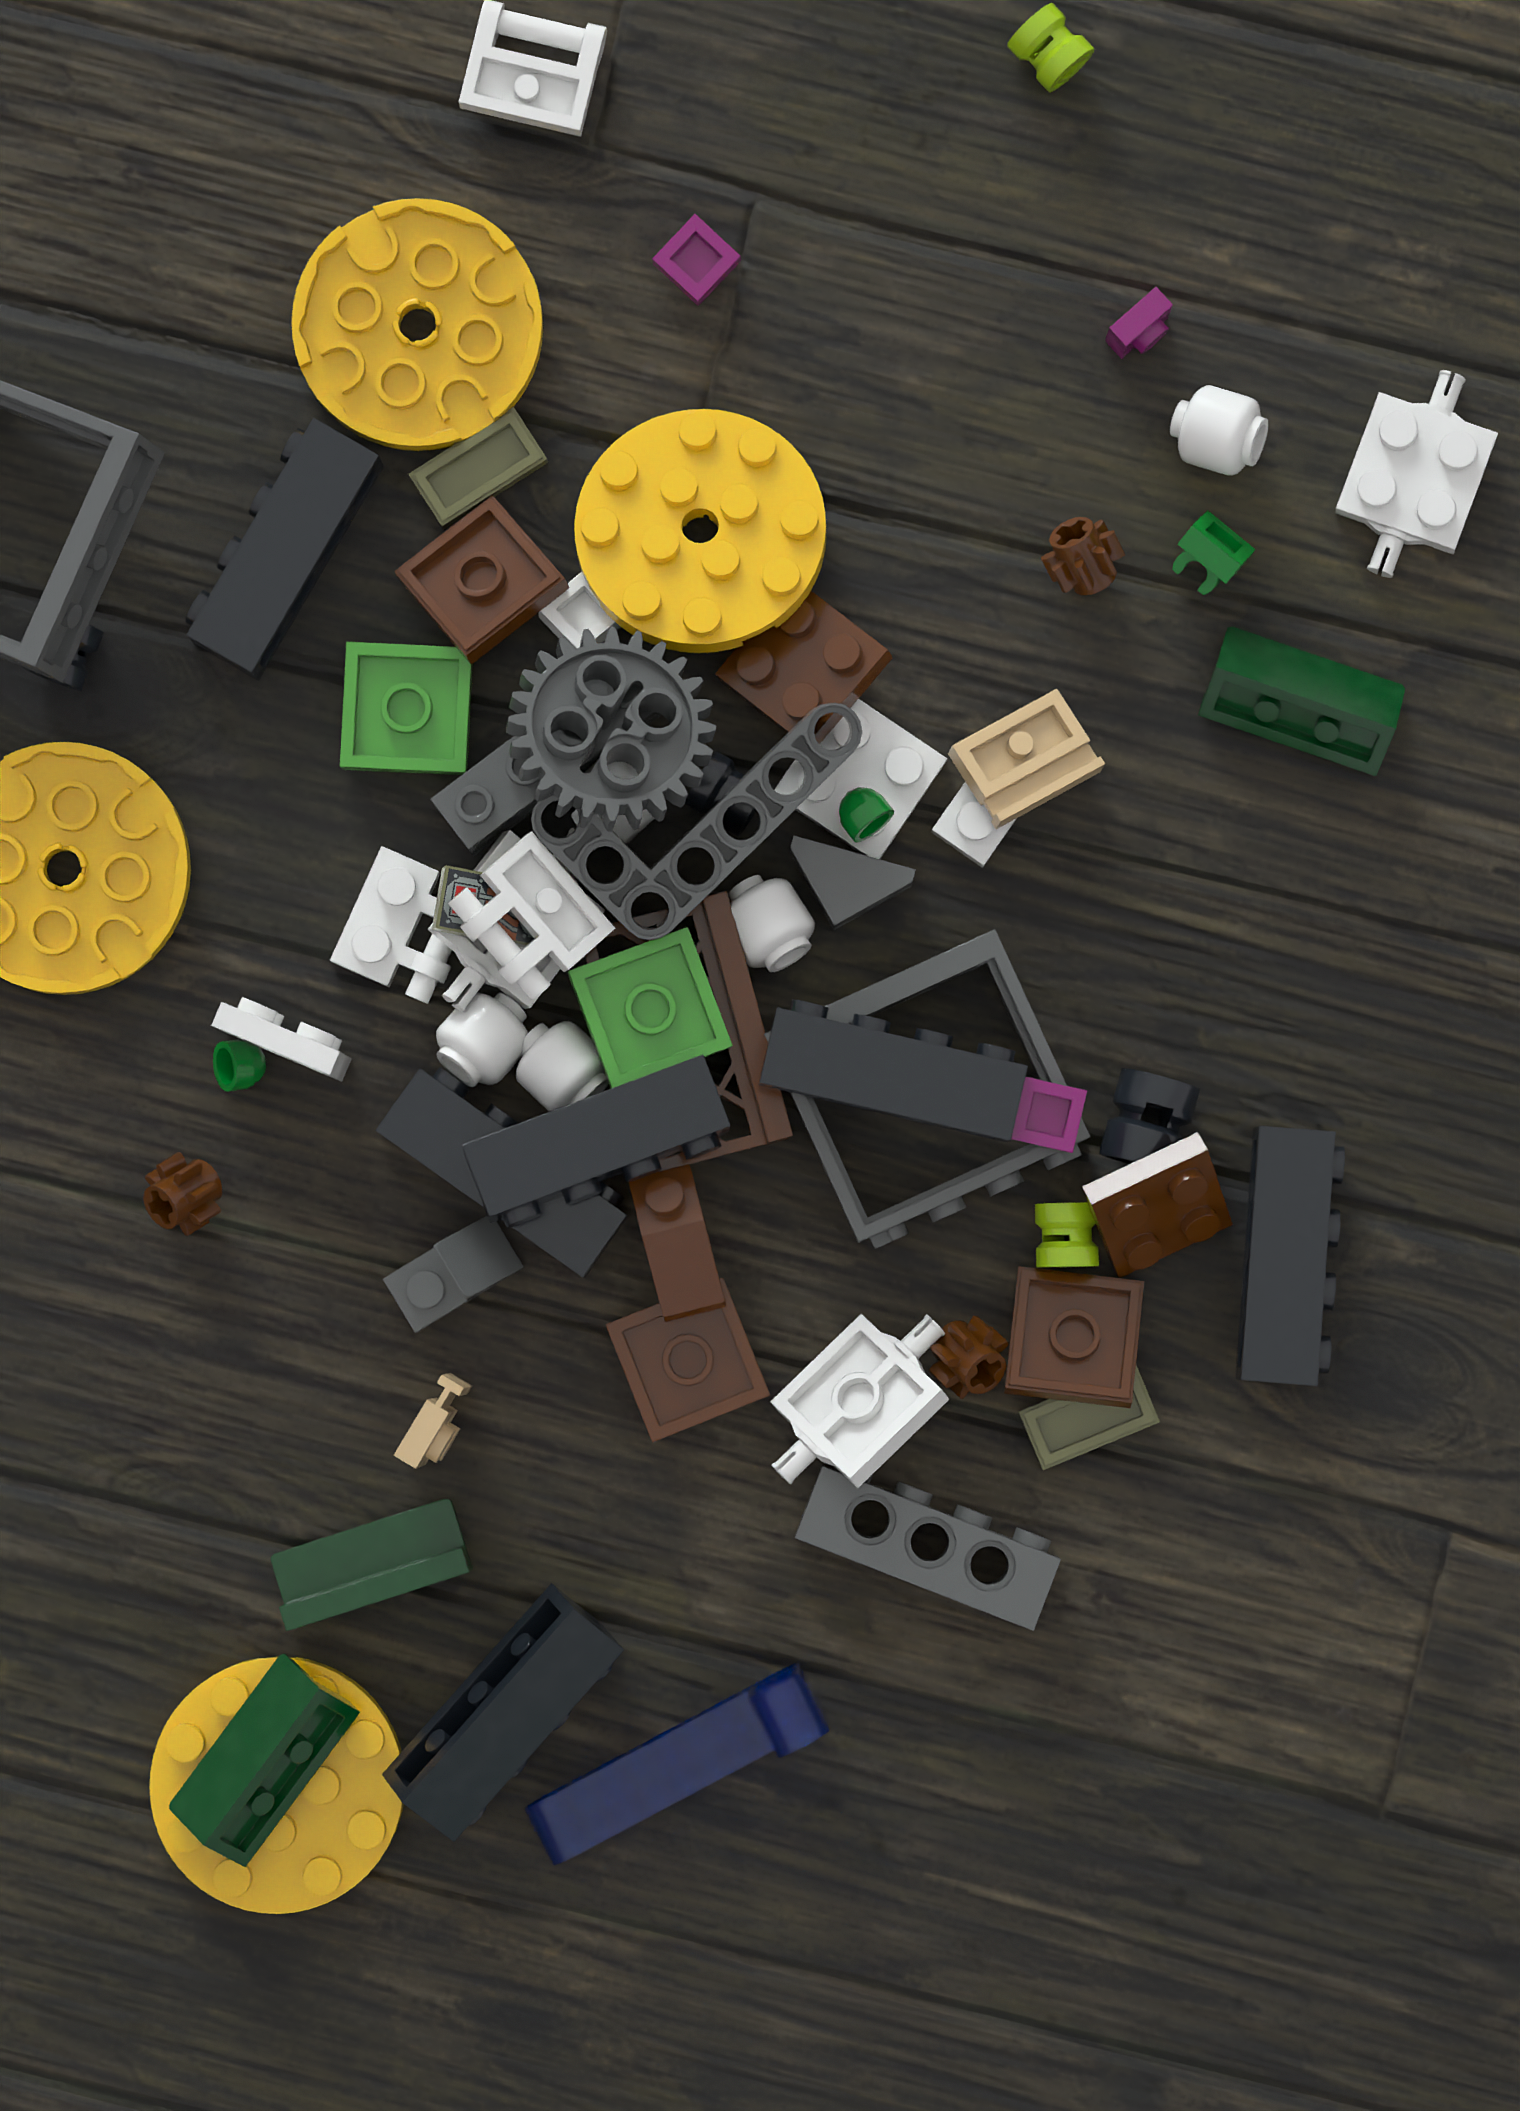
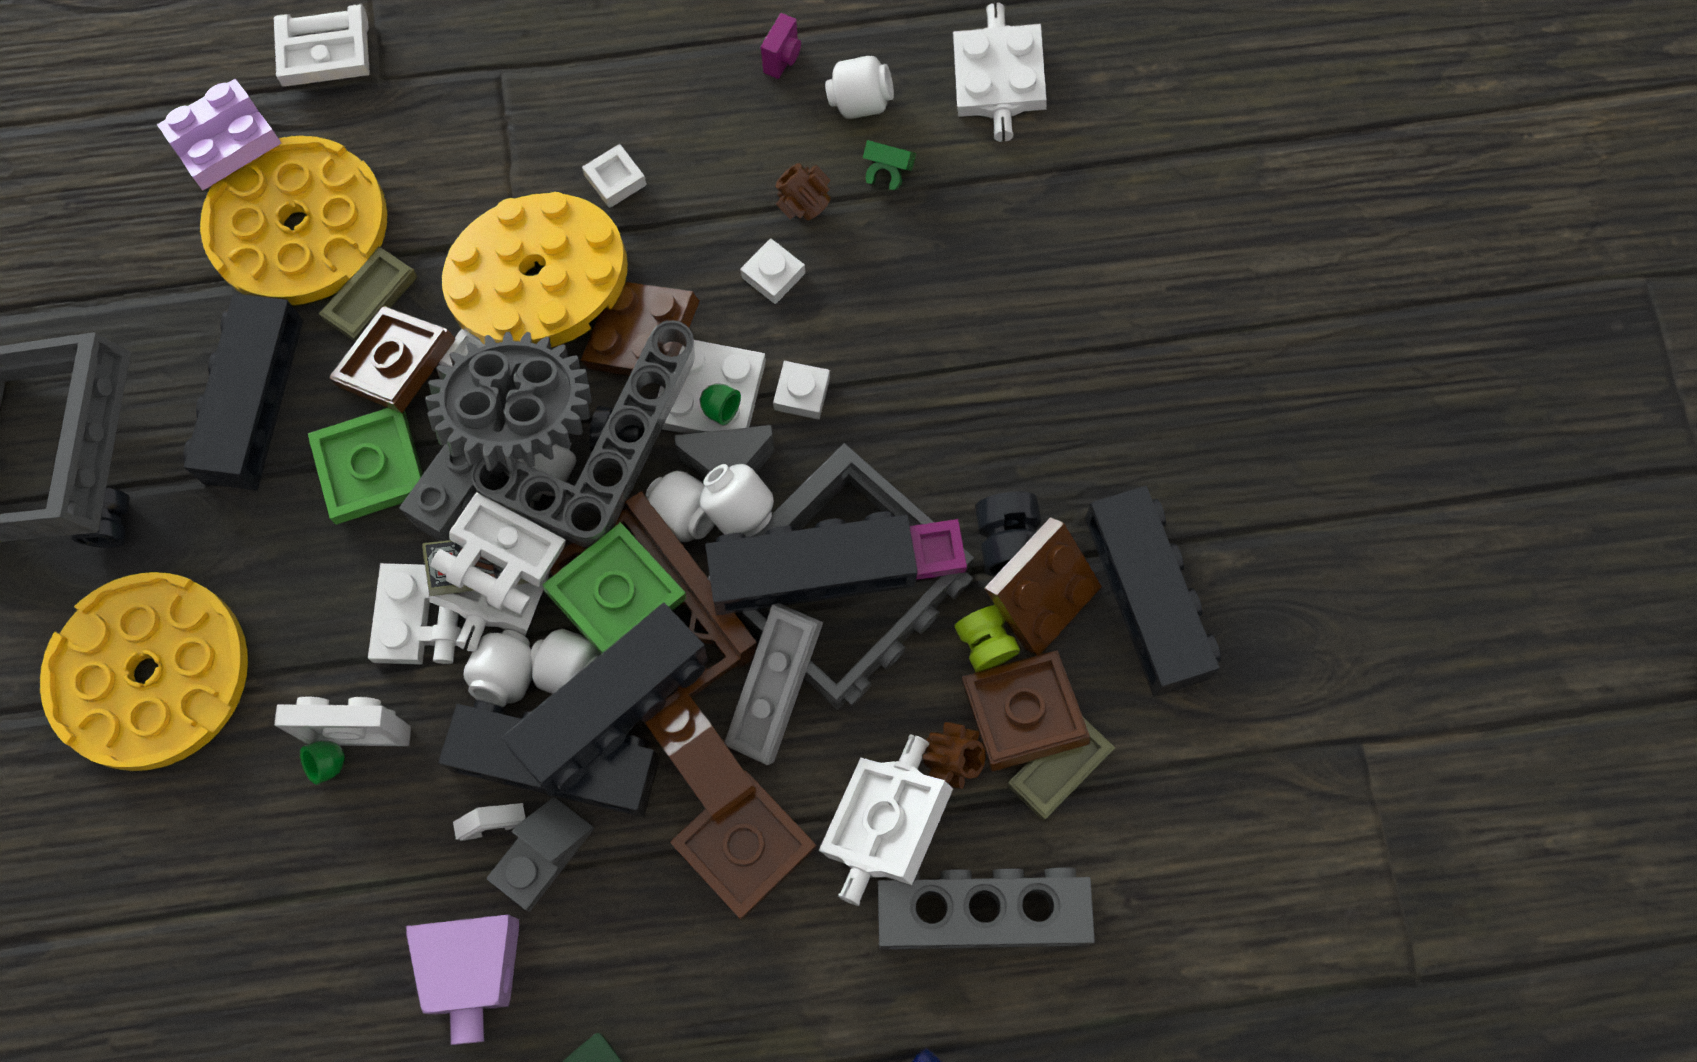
camera: 25 degrees left, 15 degrees down
(182, 1193) = (305, 874): reddish brown gear -> none
(325, 1373) = (464, 970): none -> lavender torso
(359, 164) = (218, 133): none -> lavender plate
(407, 1214) = (485, 818): none -> white tile
(432, 1429) = (559, 976): tan plate -> none
(696, 259) = (472, 114): magenta plate -> none
(793, 1191) = (773, 683): none -> light grey tile
(836, 955) = (736, 499): none -> white head
(850, 428) = (614, 175): none -> white plate
(1002, 644) = (773, 271): none -> white plate
(1026, 758) = (818, 330): tan plate -> none
(1303, 701) = (990, 231): dark green panel -> none

